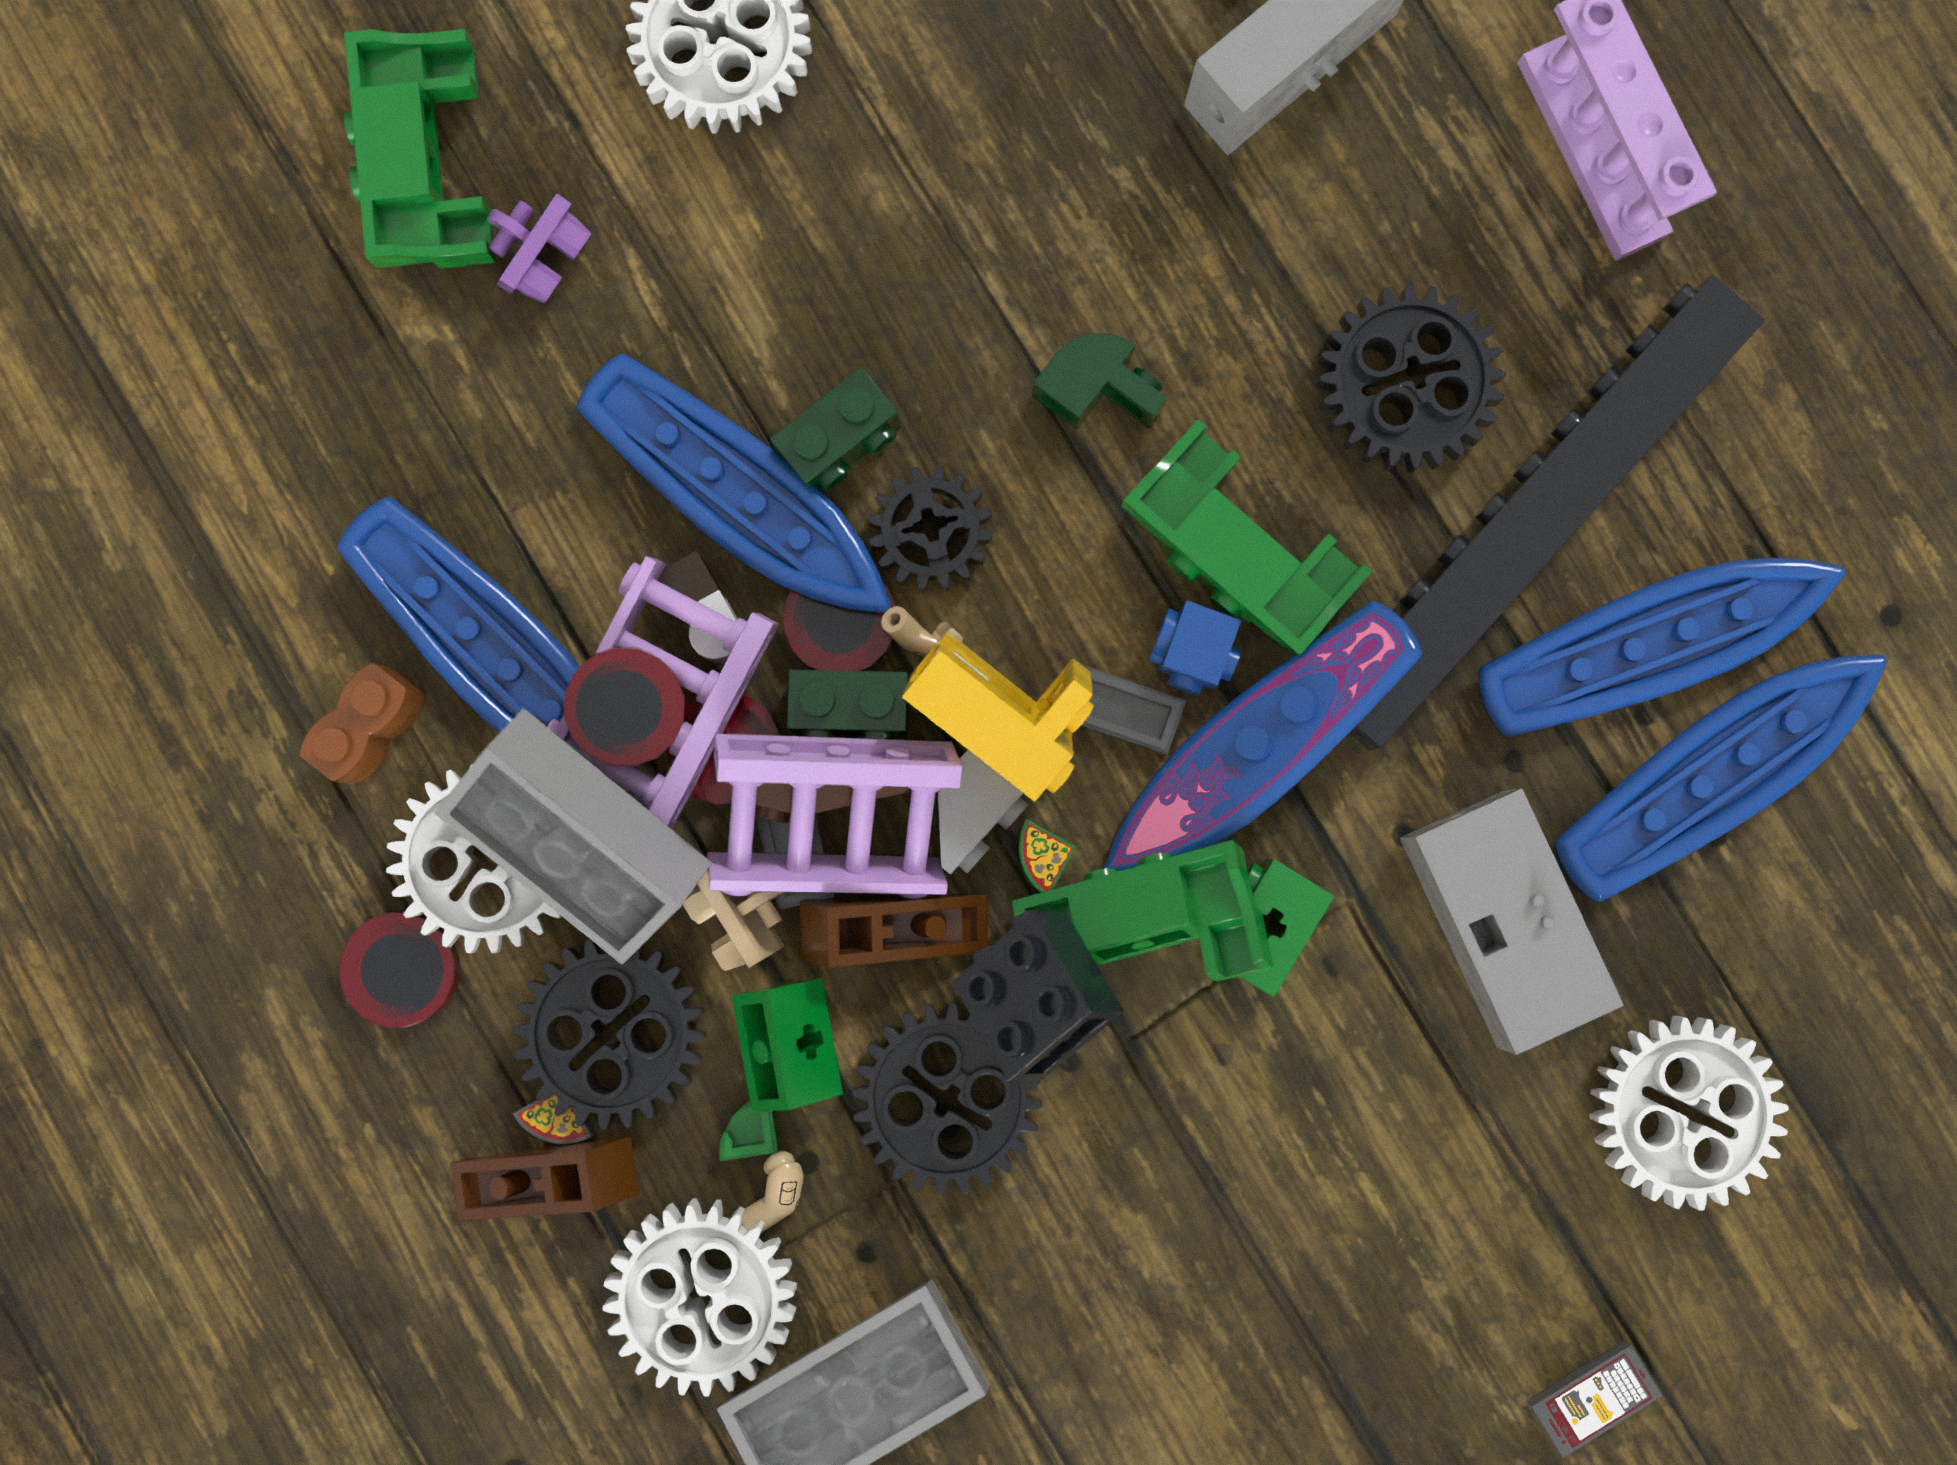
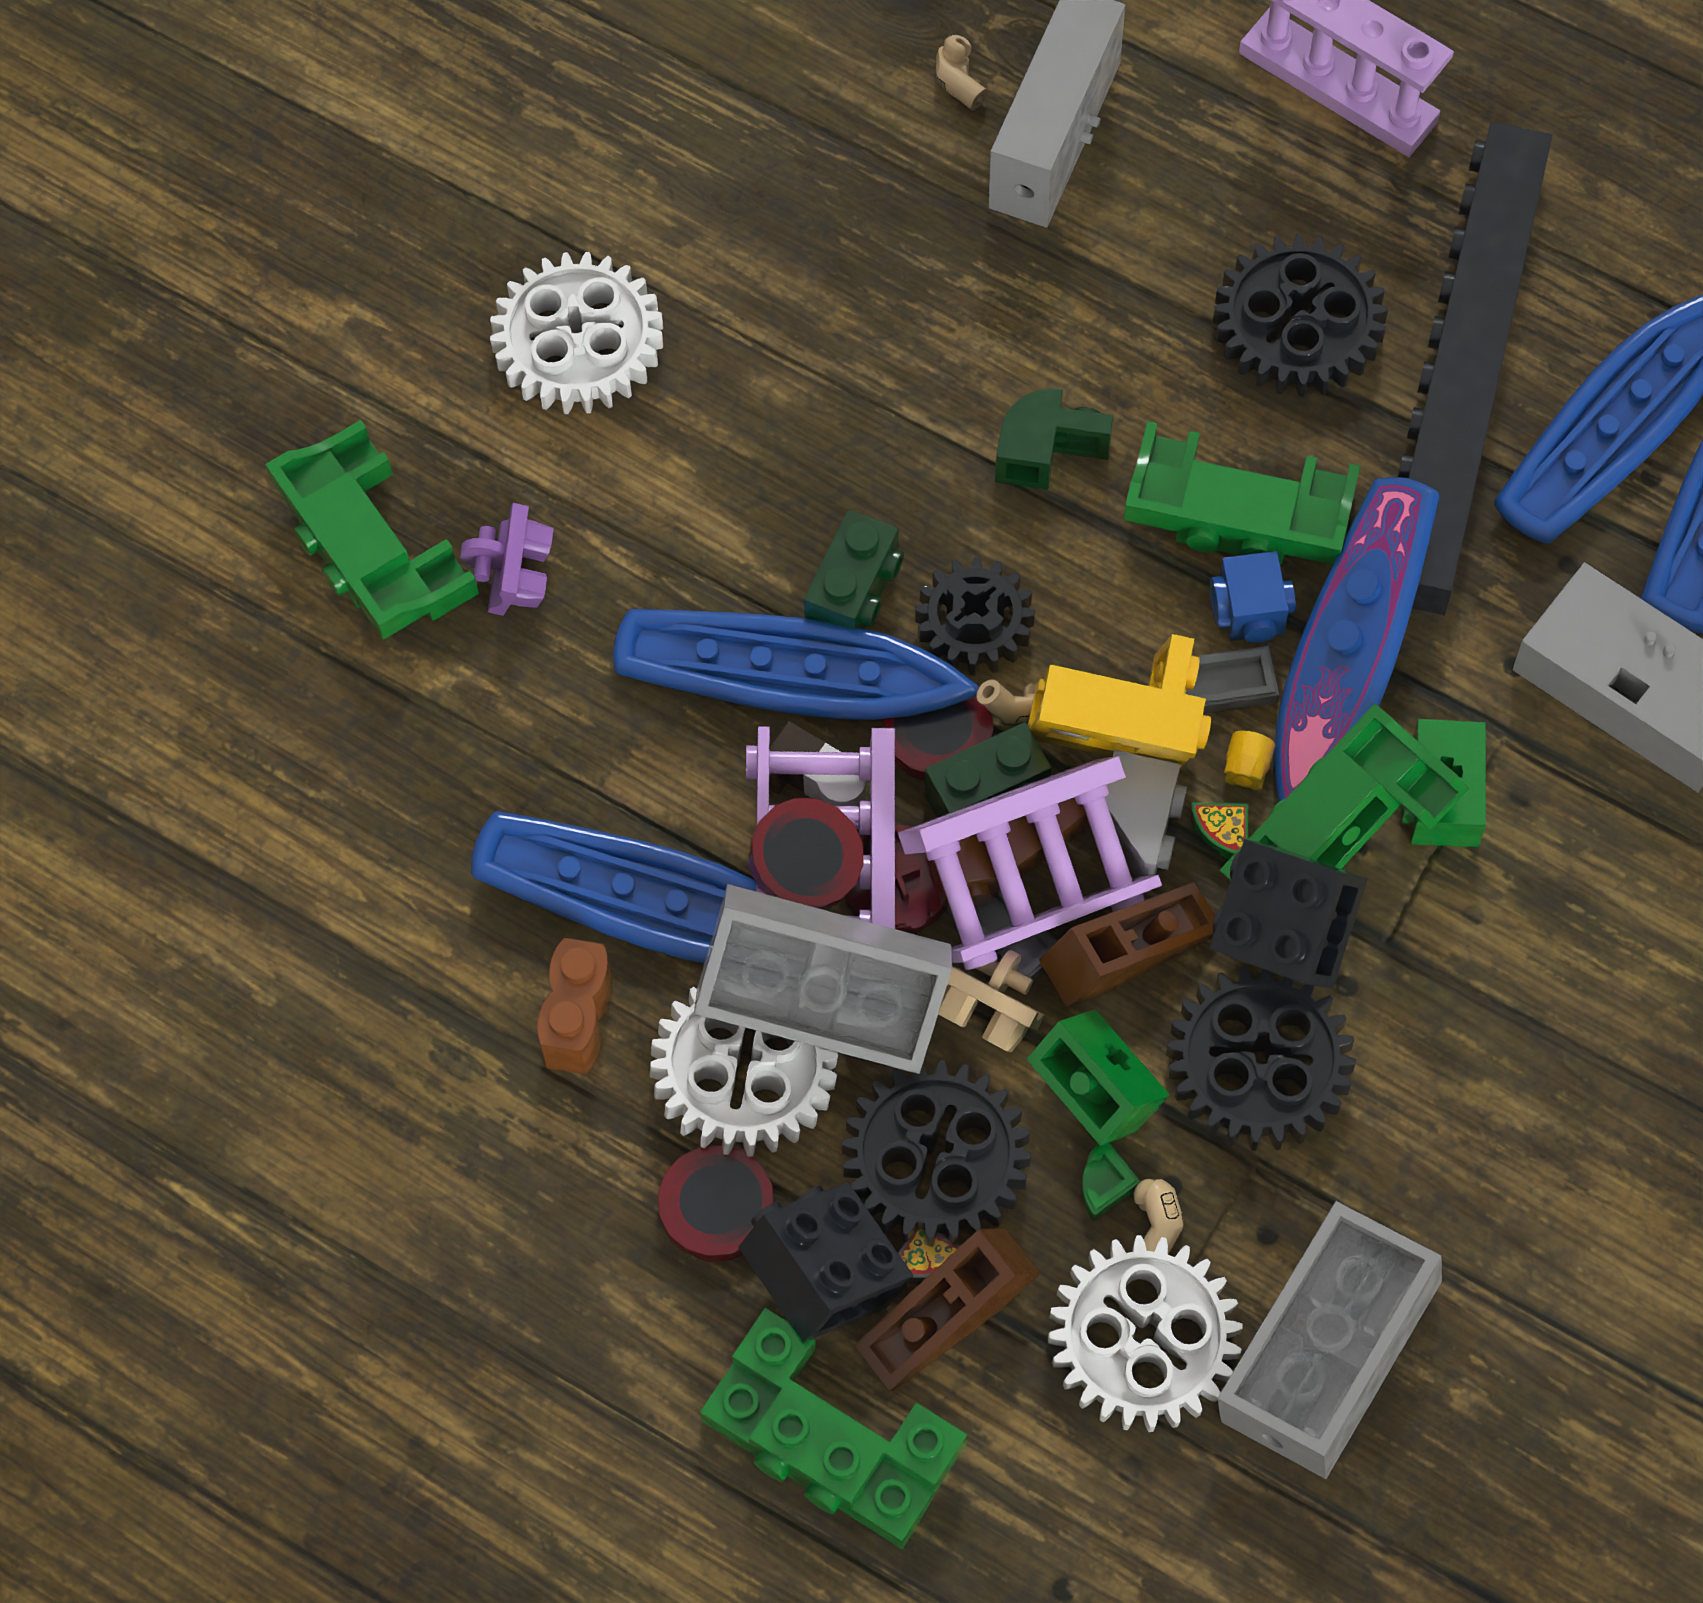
camera: 25 degrees left, 20 degrees down
(367, 1248) = (822, 1447): none -> green bracket
(447, 1090) = (824, 1260): none -> black brick
(1102, 804) = (1248, 759): none -> yellow hose

